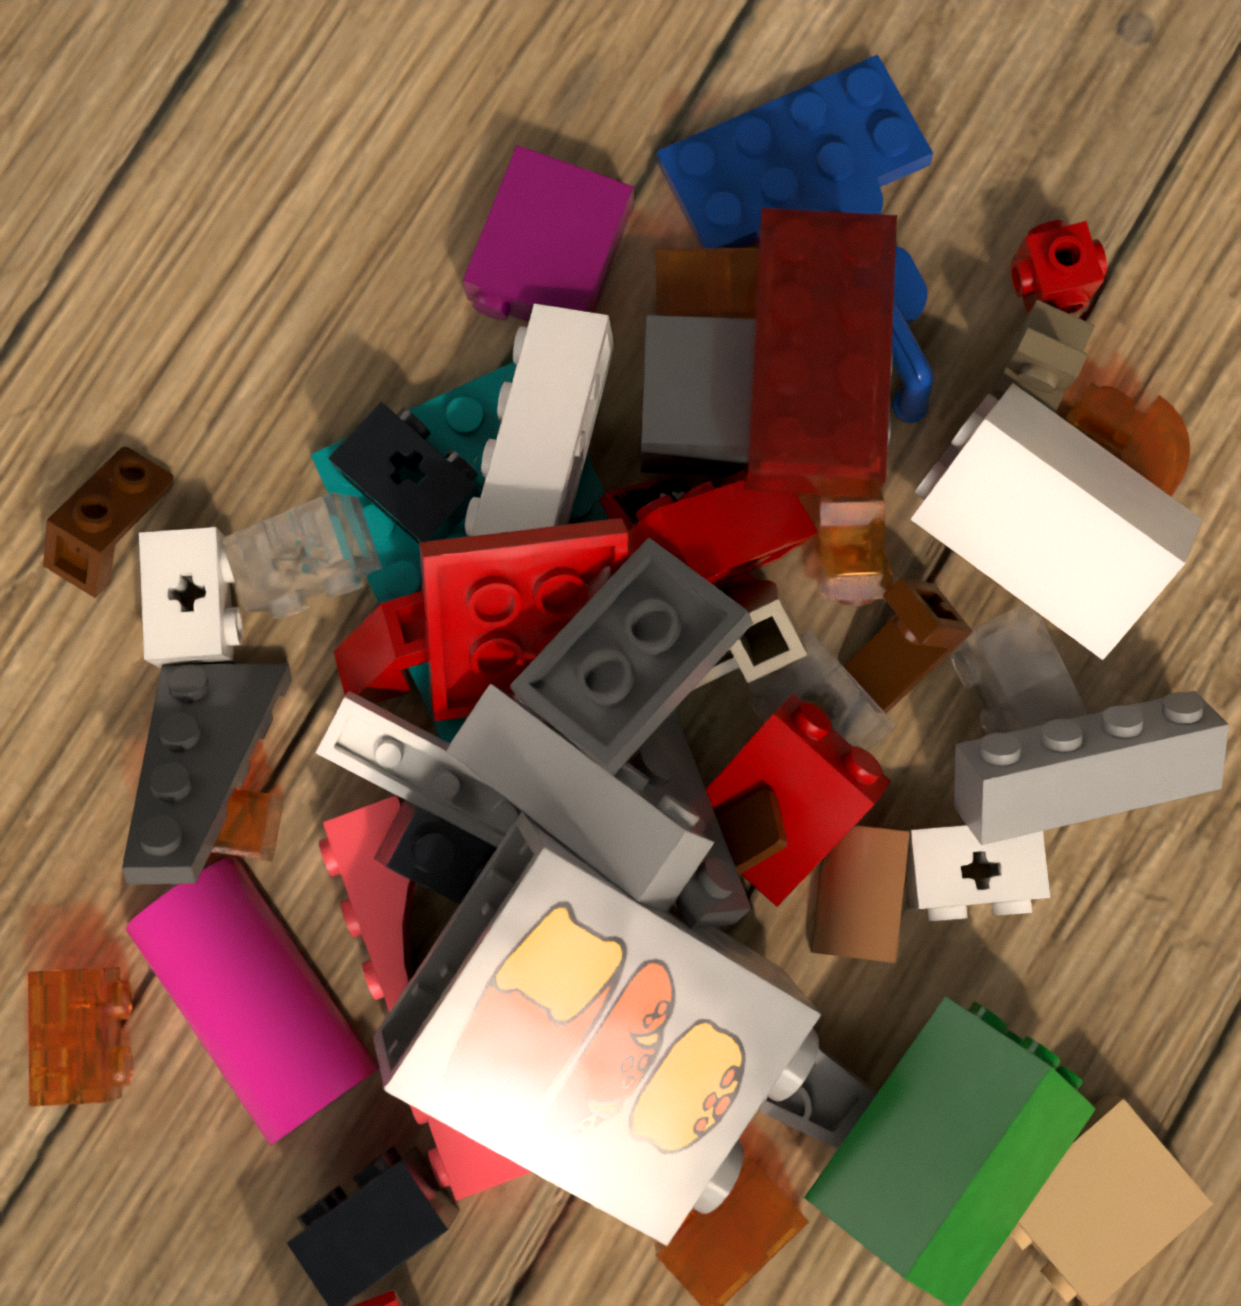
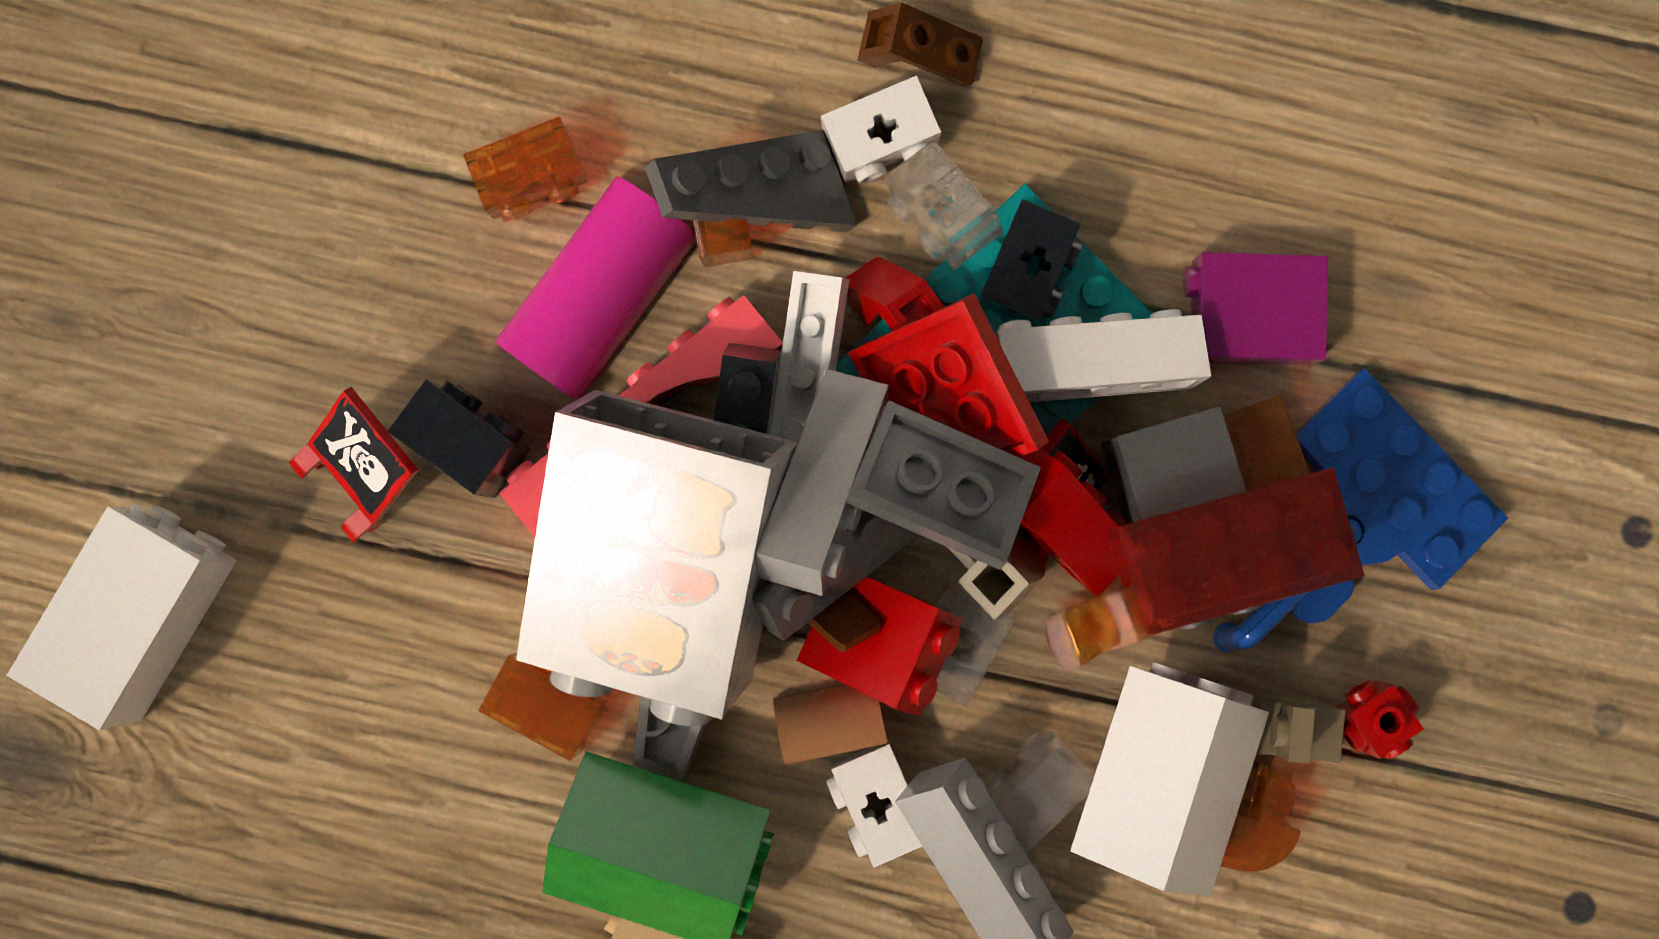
camera: 75 degrees right, 5 degrees up
(909, 644) = (1033, 697): reddish brown bracket -> none

